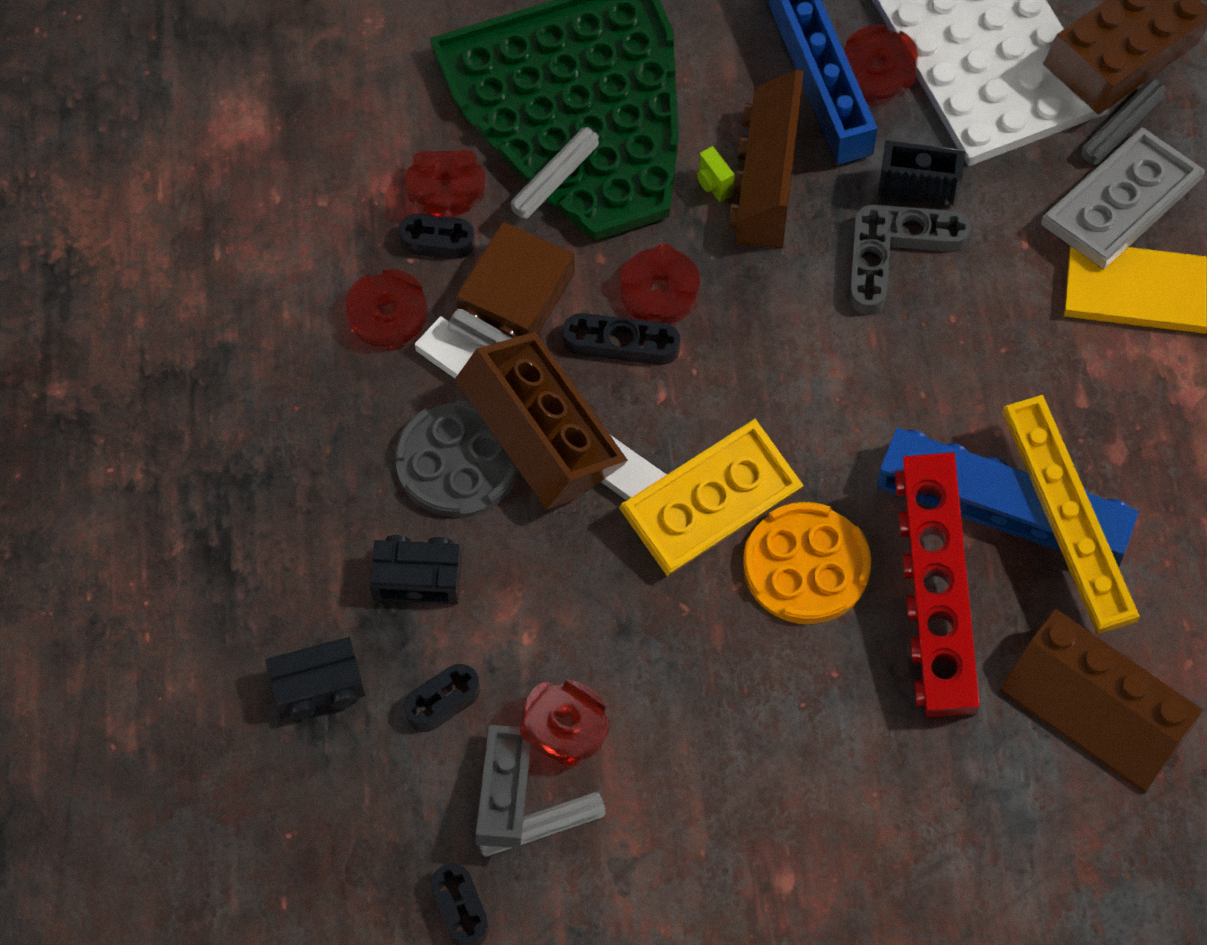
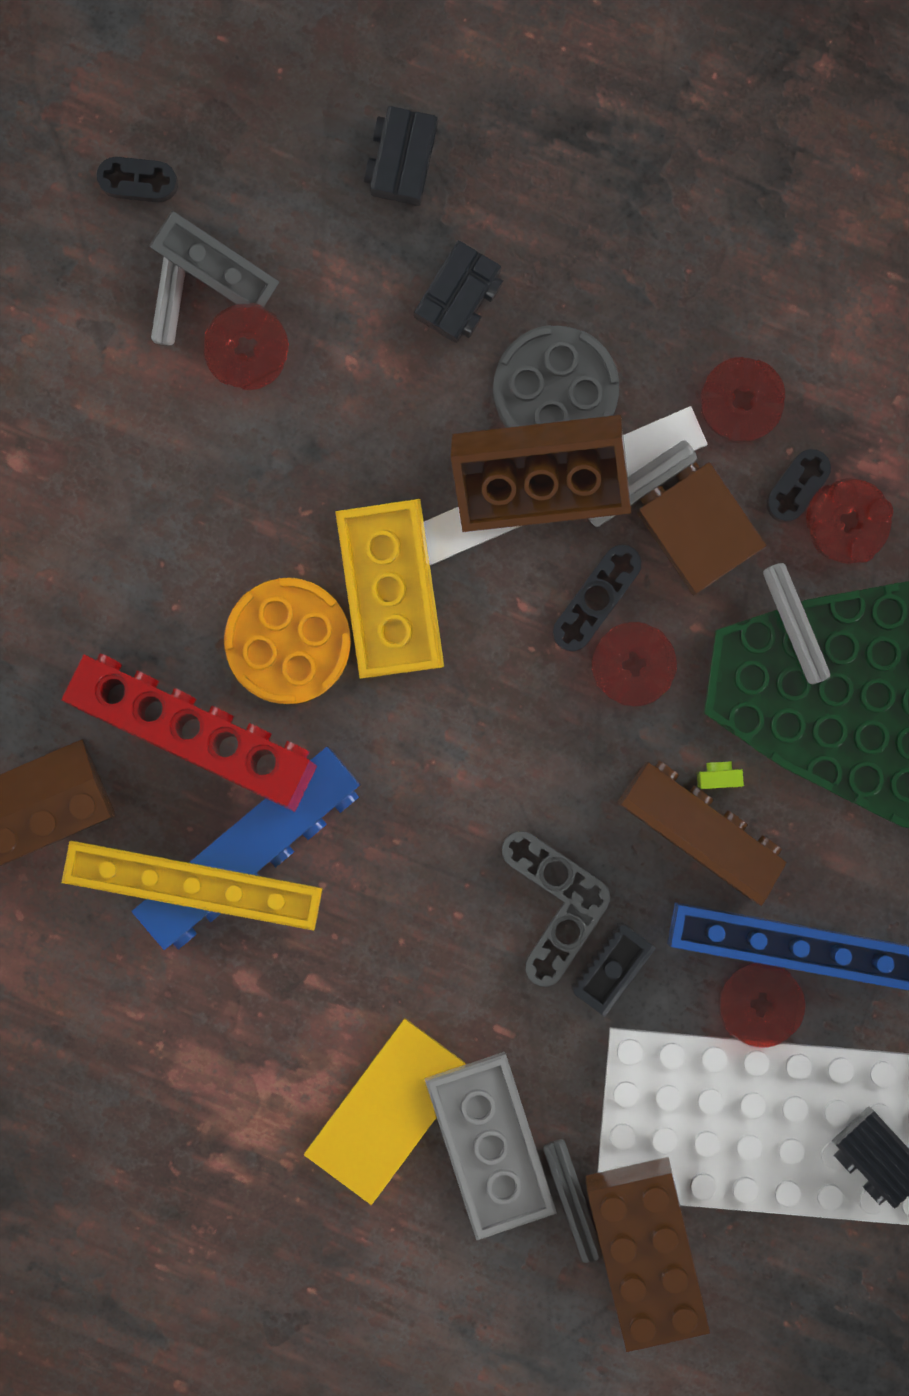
camera: 115 degrees right, 25 degrees up
(435, 690) = (321, 259): black beam -> none

